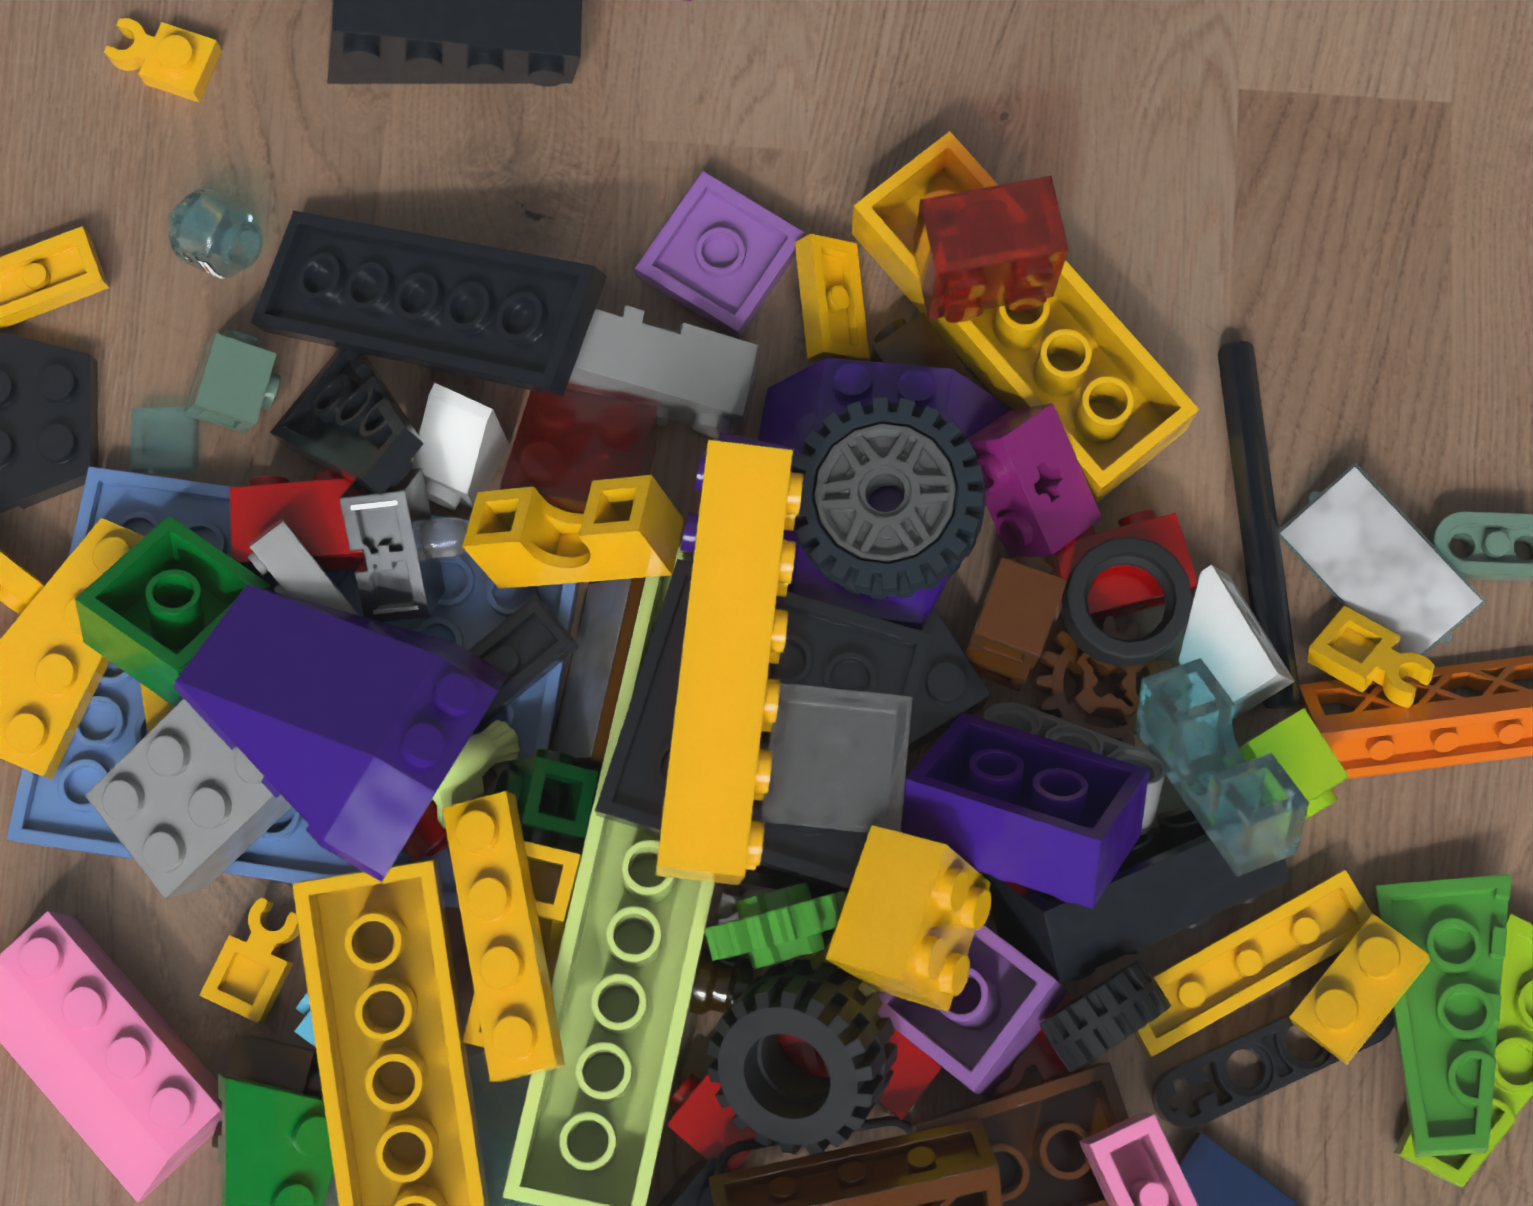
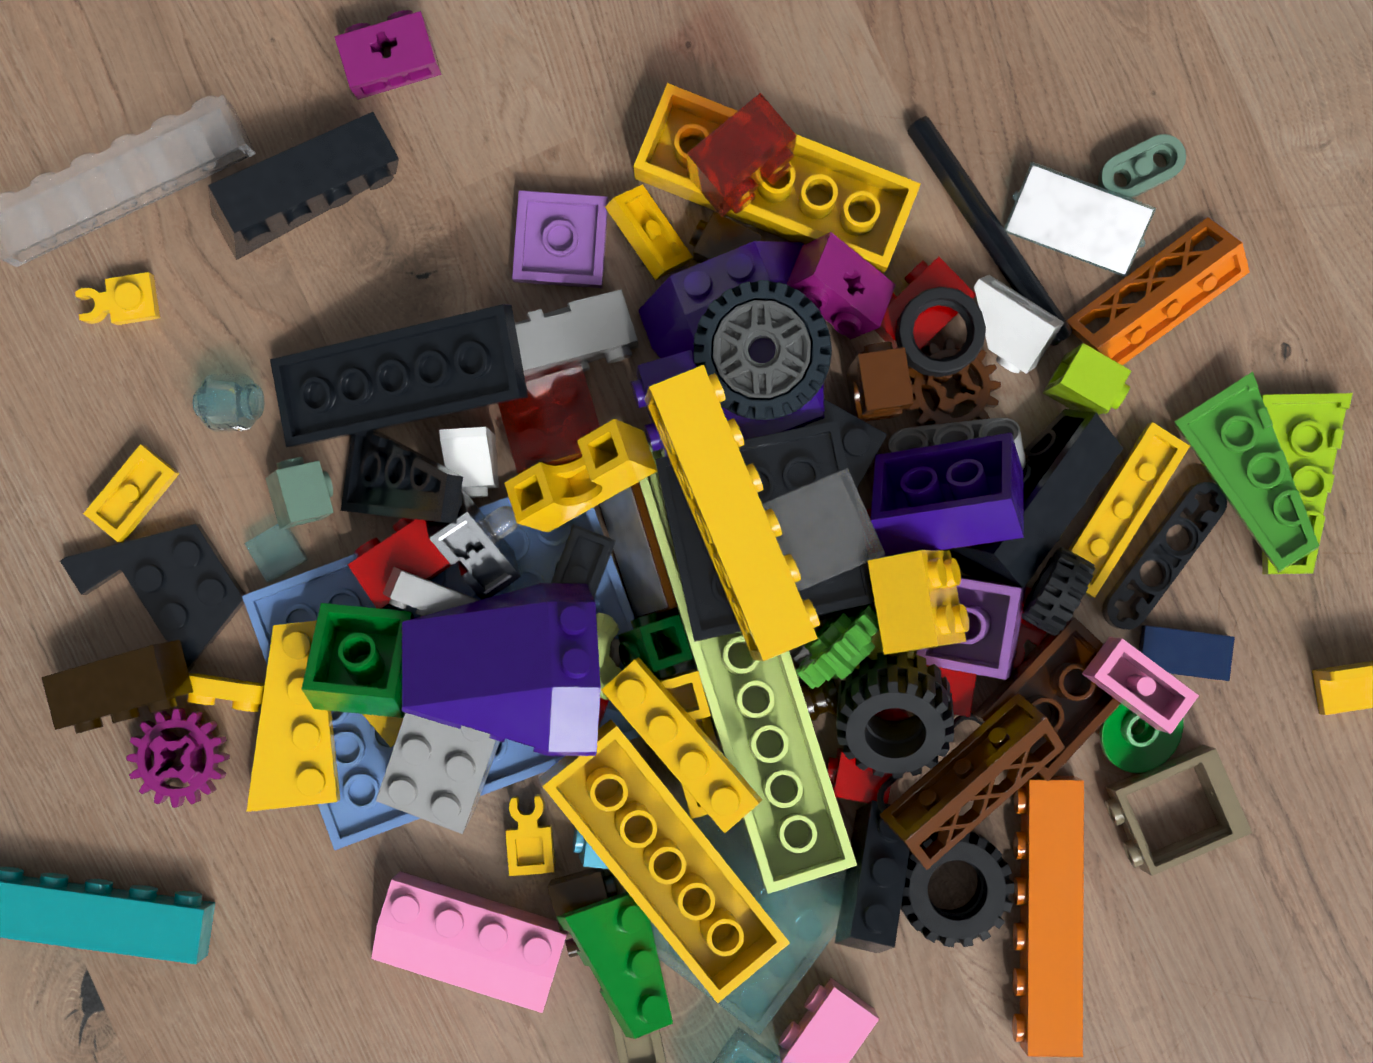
camera: 30 degrees left, 10 degrees up
(1243, 806) = (1079, 424): clear light blue arch -> none
(1359, 989) = (1197, 490): yellow plate -> none
(1364, 652) = (1094, 280): yellow plate -> none

